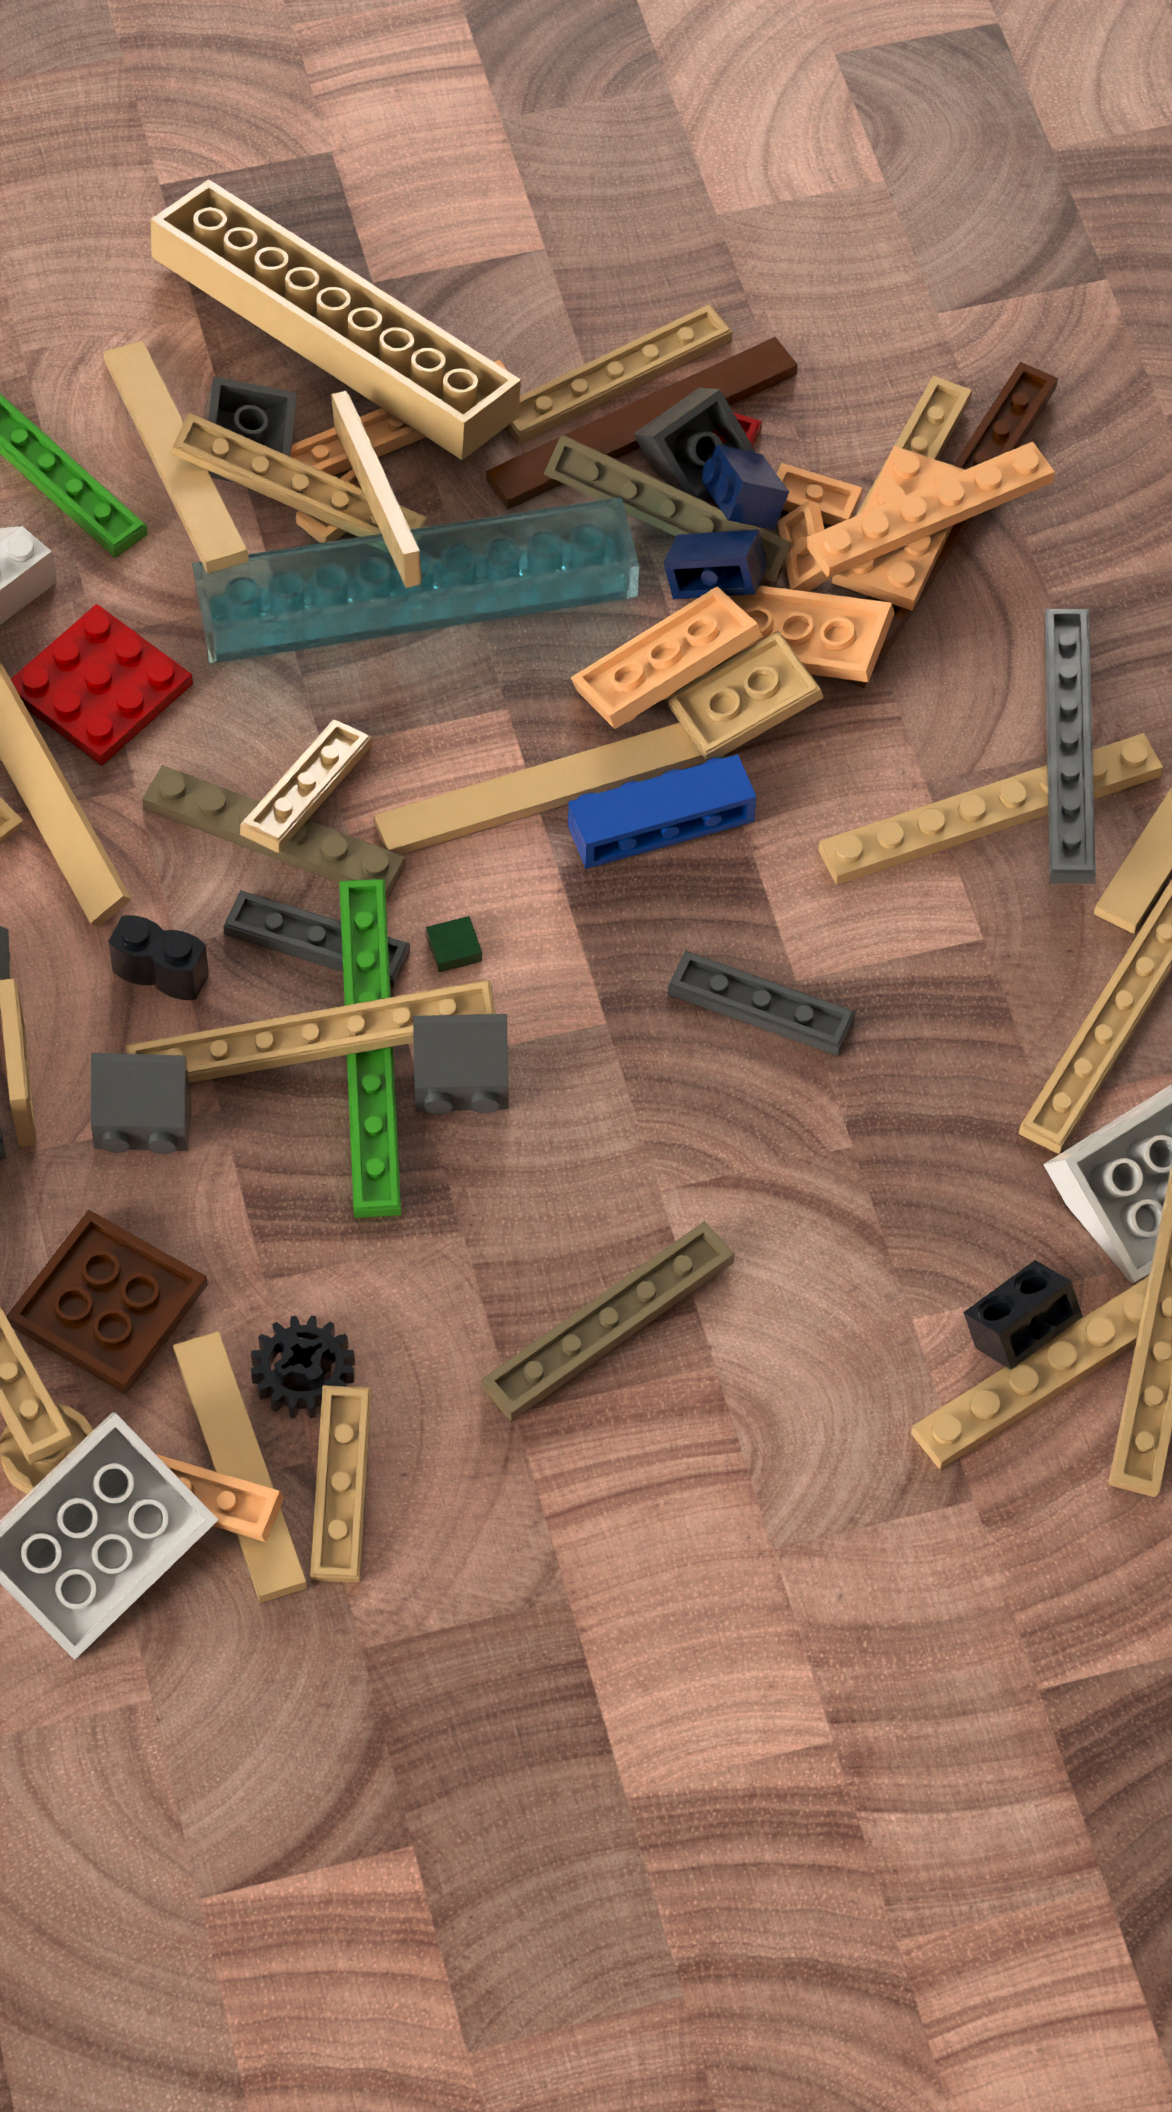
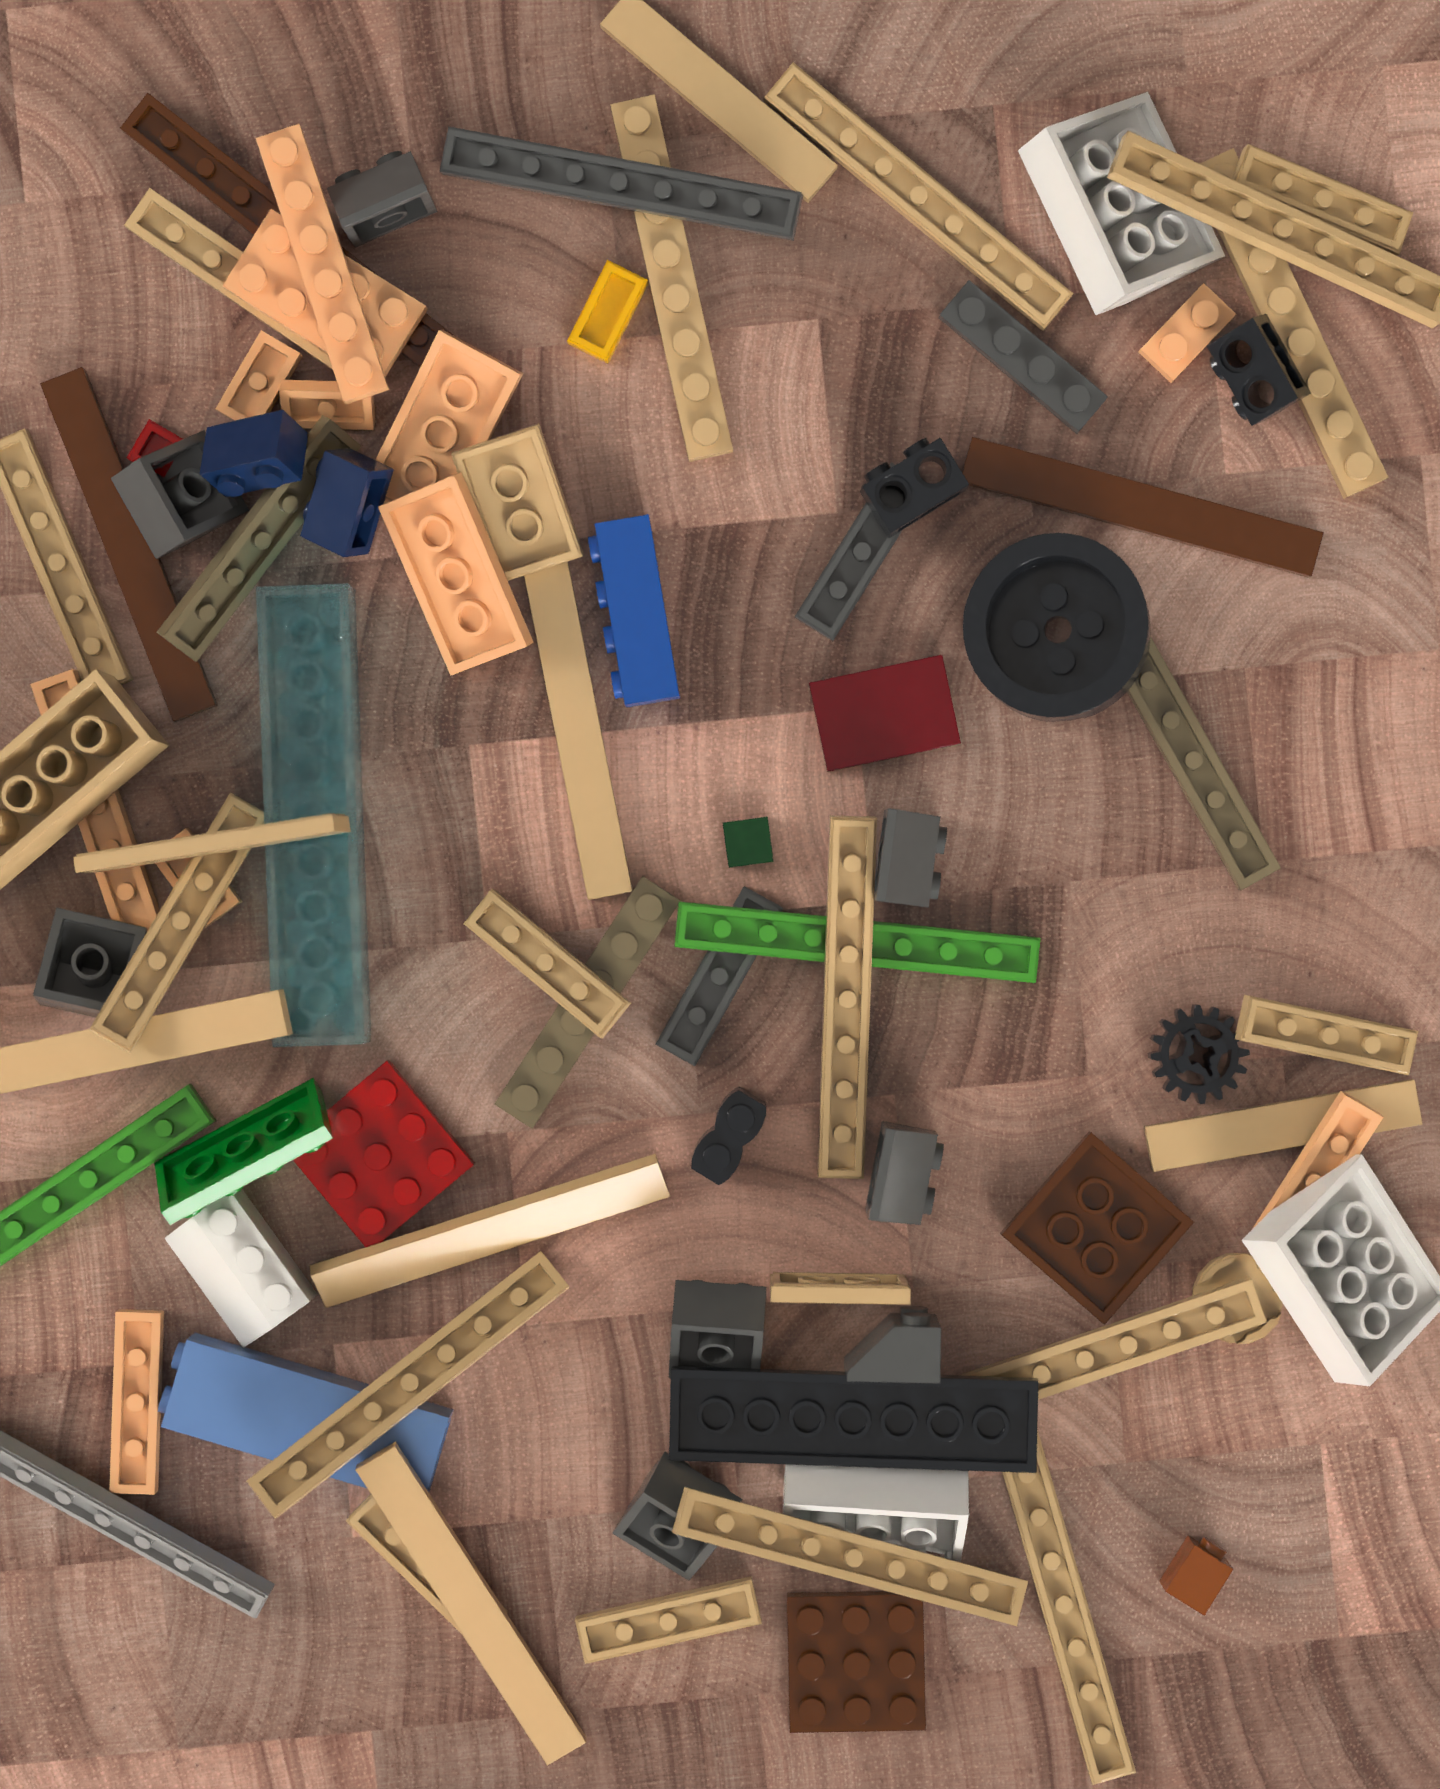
camera: 80 degrees left, 30 degrees up
(90, 563) = (242, 1151): none -> green plate
(604, 1043) = (884, 713): none -> dark red tile
(712, 1126) = (1045, 581): none -> black brick
(824, 1025) = (920, 496): none -> black brick
(859, 1245) = (1142, 507): none -> reddish brown tile
(946, 761) = (607, 311): none -> yellow tile
(986, 1116) = (1022, 357): none -> dark grey plate
(1004, 561) = (381, 198): none -> dark grey slope
(1031, 1241) = (1187, 333): none -> light nougat plate

